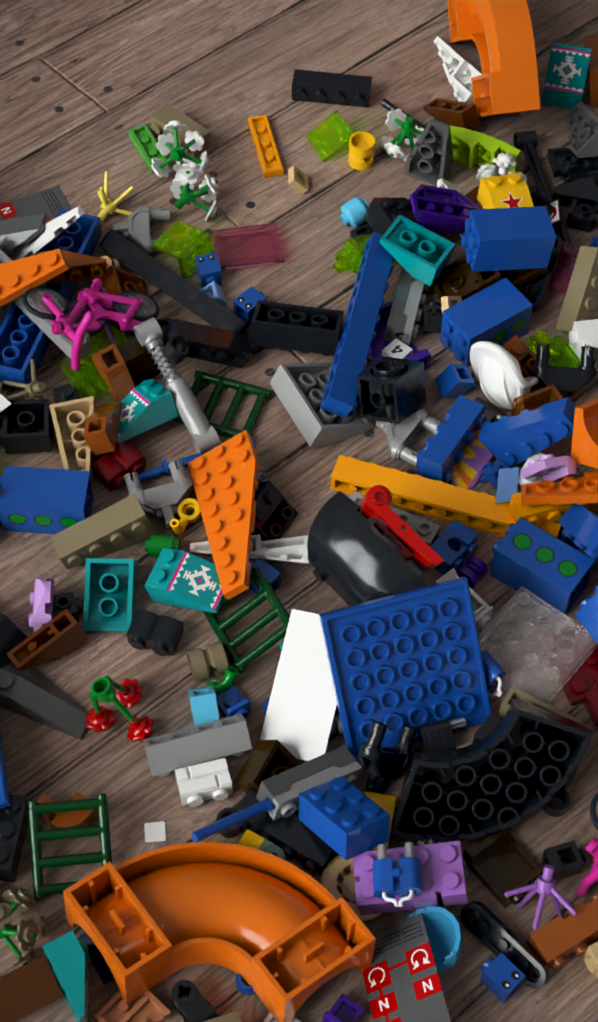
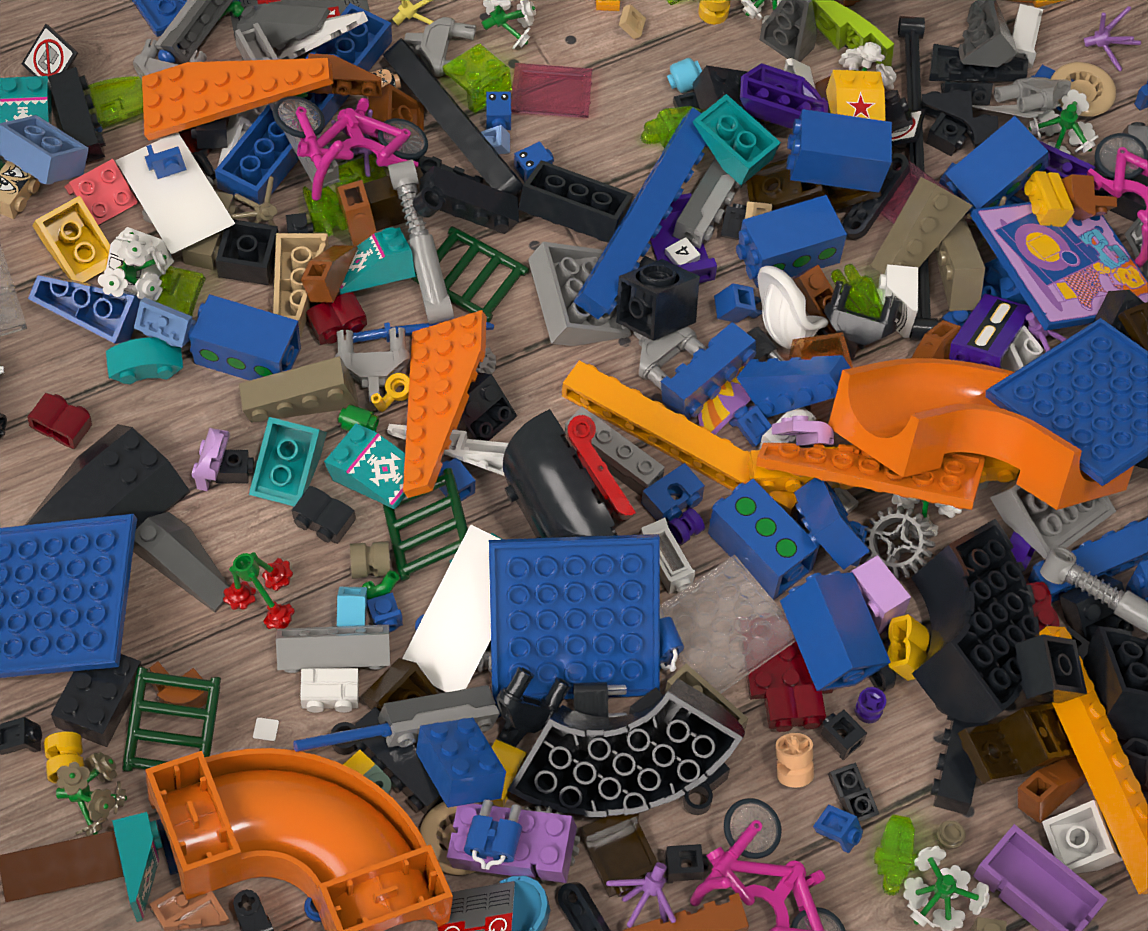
camera: 10 degrees right, 5 degrees up
(49, 642) = (207, 500): reddish brown slope -> none
(507, 484) = (754, 435): medium blue sticker -> none

